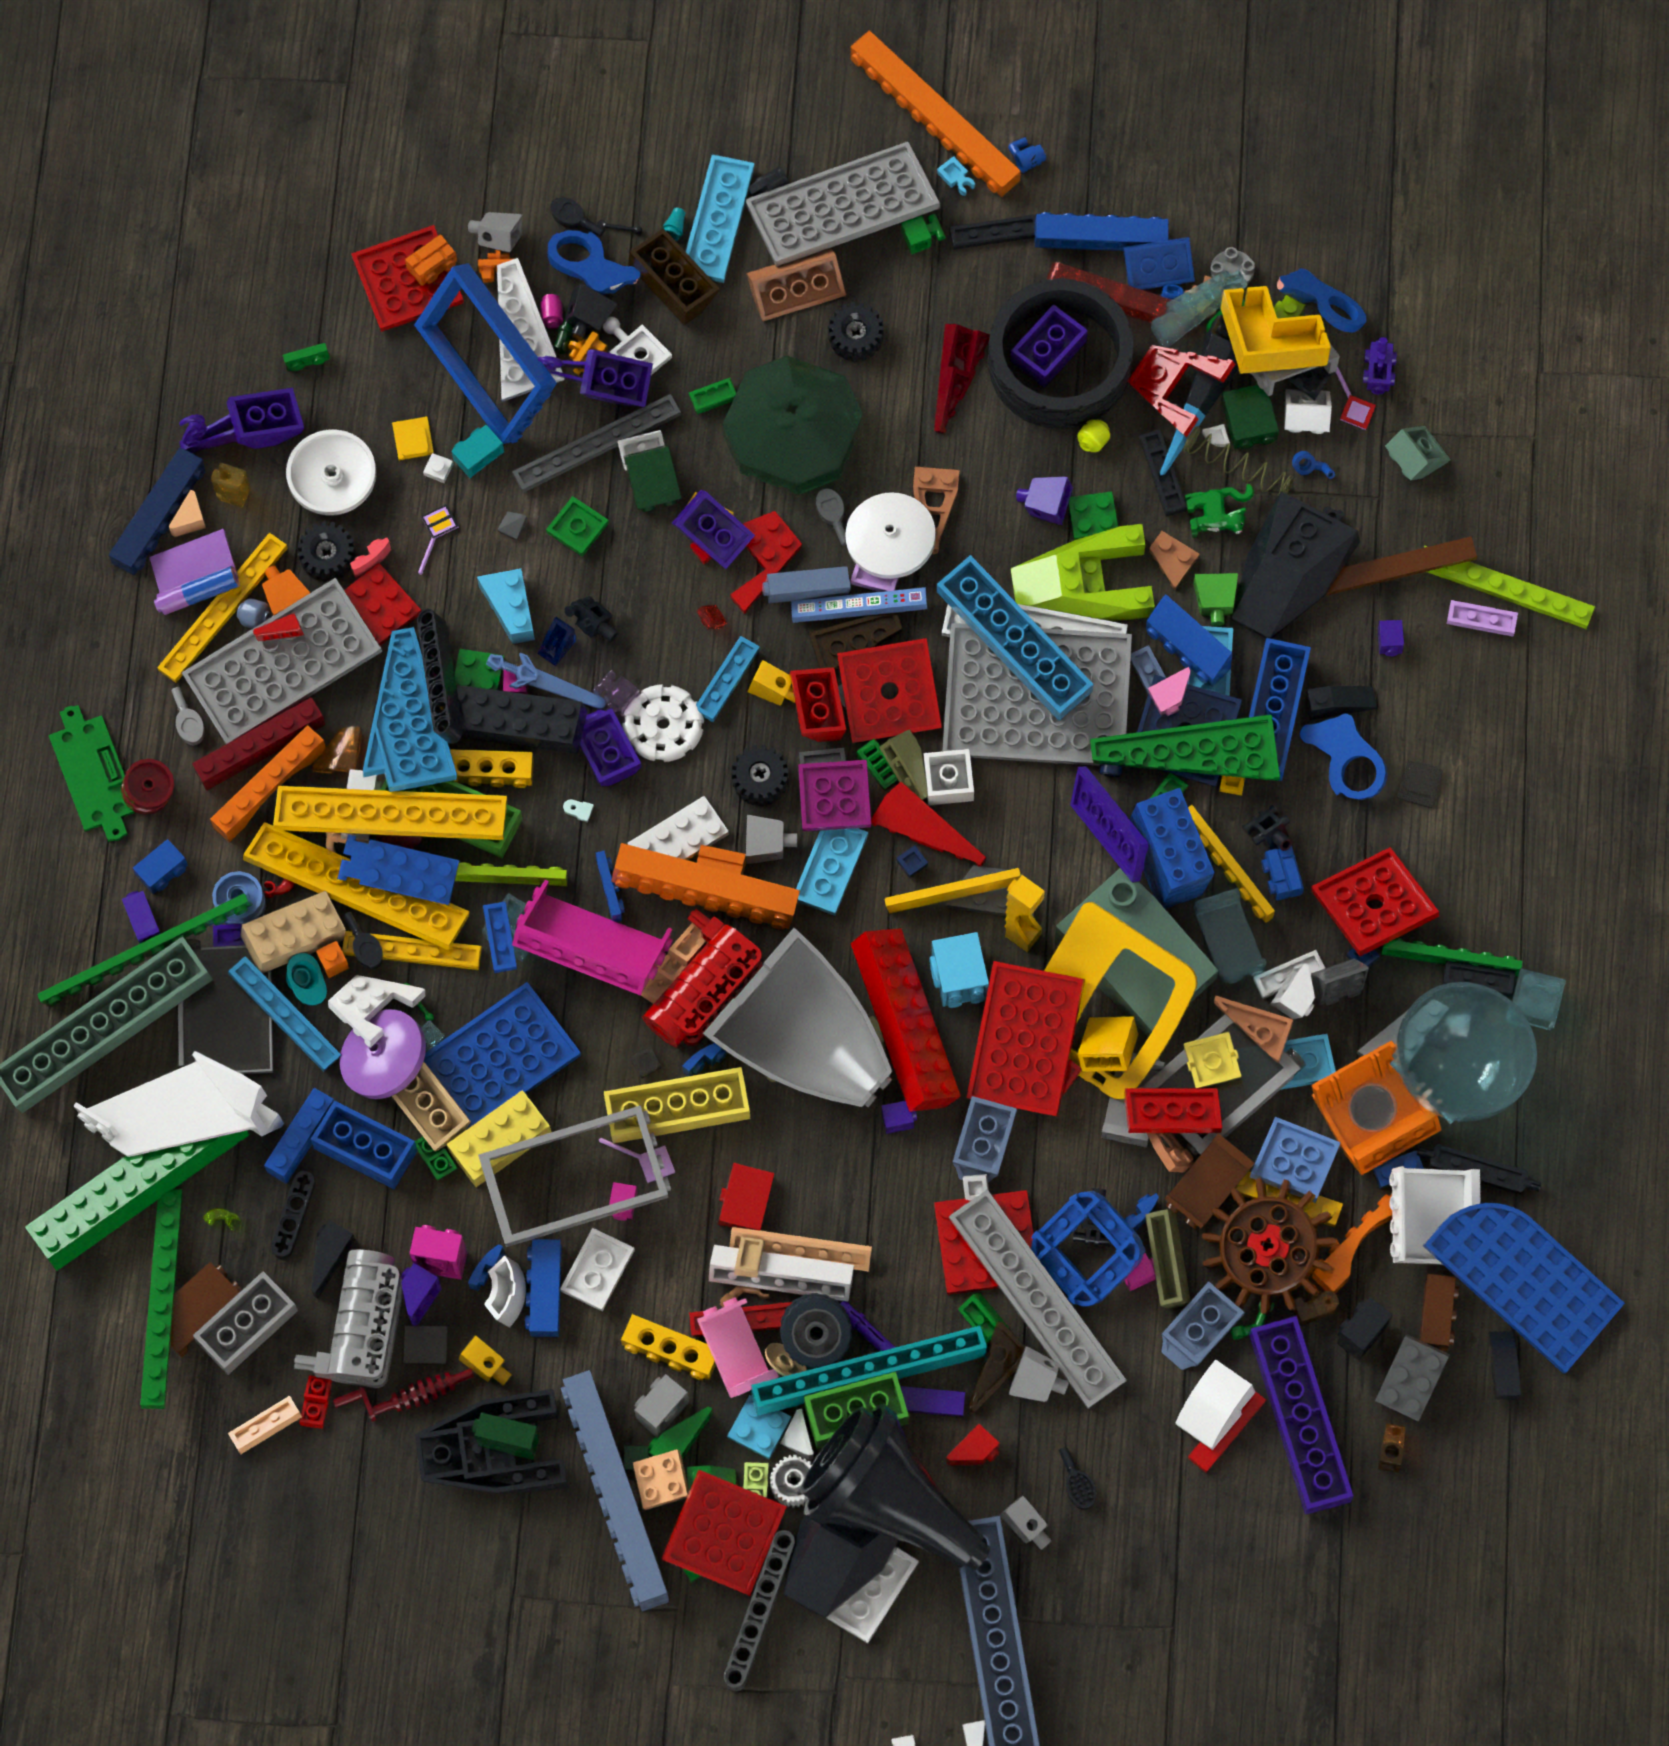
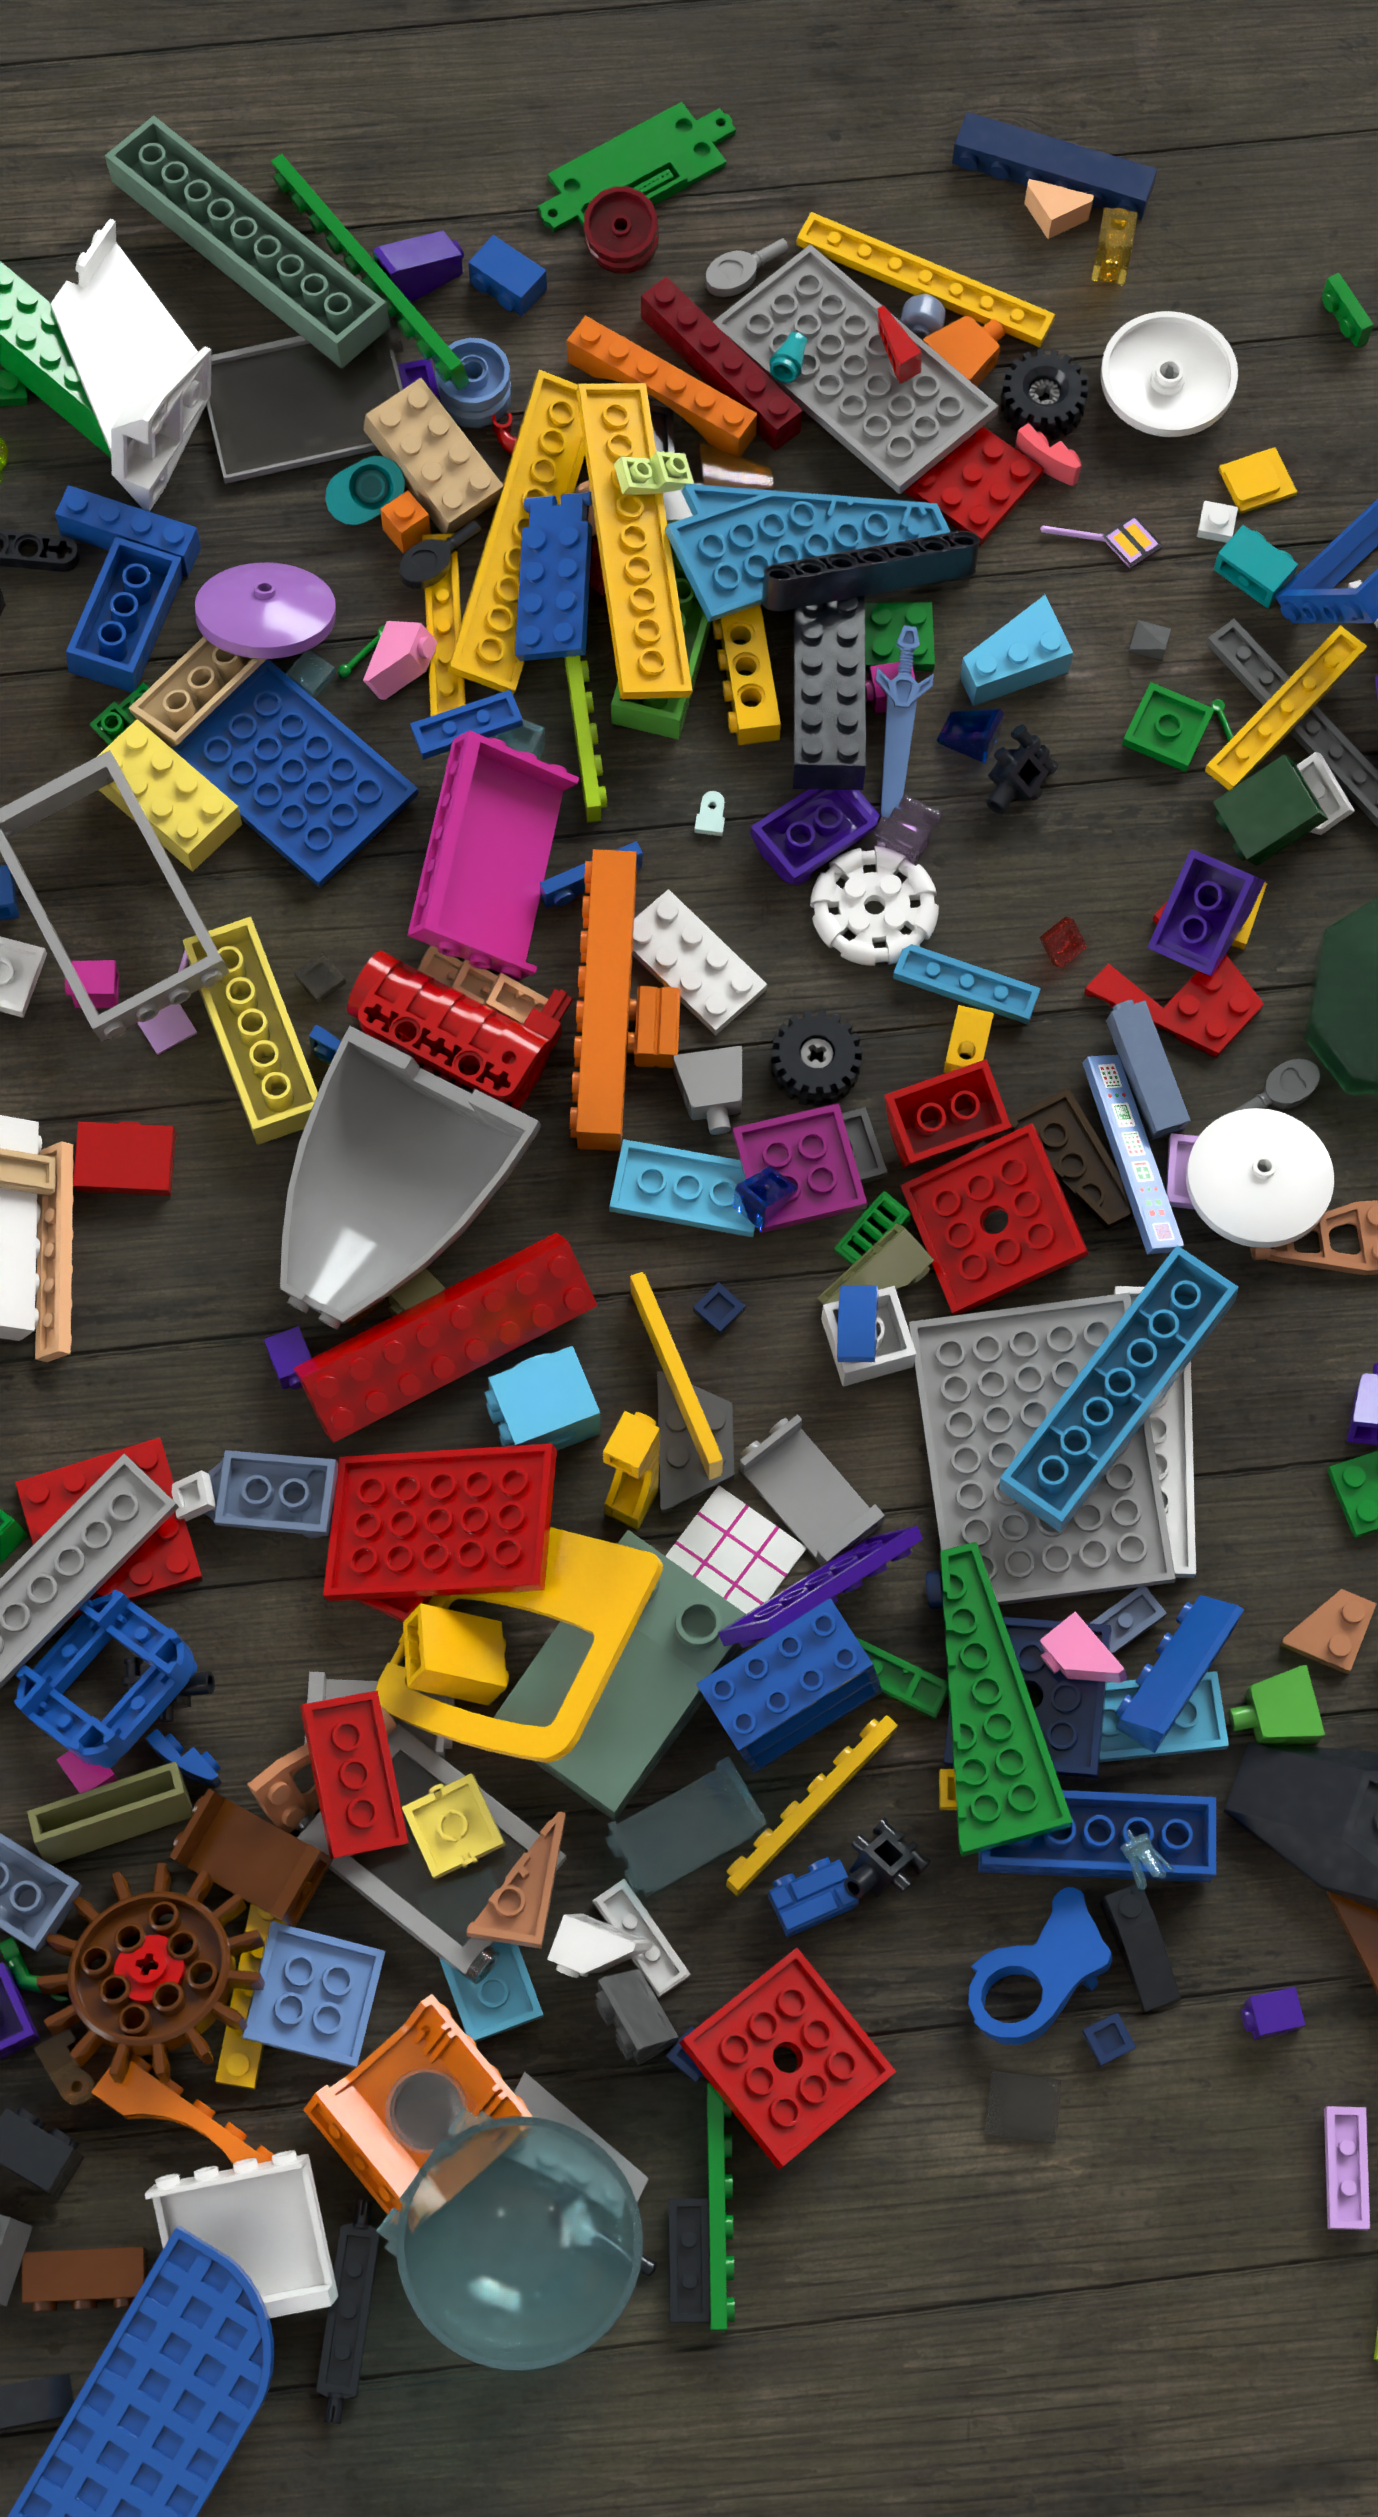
camera: 75 degrees right, 0 degrees up
(194, 572) = (969, 230): medium lavender door -> none
(255, 421) = (1217, 247): dark purple slope -> none
(272, 698) = (788, 359): none -> teal cone
(284, 1014) = (307, 473): dark azure plate -> none
(349, 790) = (656, 475): none -> yellowish green slope
(364, 998) = (347, 571): white wing -> none
(431, 977) = (399, 657): none -> bright pink slope
(567, 495) = (1219, 707): none -> green hinge
(585, 453) = (1286, 708): none -> yellow plate
(854, 816) = (762, 1196): none -> clear blue slope
(909, 815) = (791, 1289): red wedge -> none
(947, 775) = (857, 1324): none -> blue slope
(1039, 831) = (808, 1492): none -> light grey panel
(1067, 880) = (736, 1551): none -> white piece
(1073, 582) = (1257, 1474): lime wedge -> none
(1291, 682) = (1142, 1849): none -> clear light blue piece
(1384, 1170) = (331, 2176): blue plate -> none
(1390, 729) = (1108, 2039): none -> dark blue plate
(1538, 997) = (666, 2366): clear light blue brick -> none

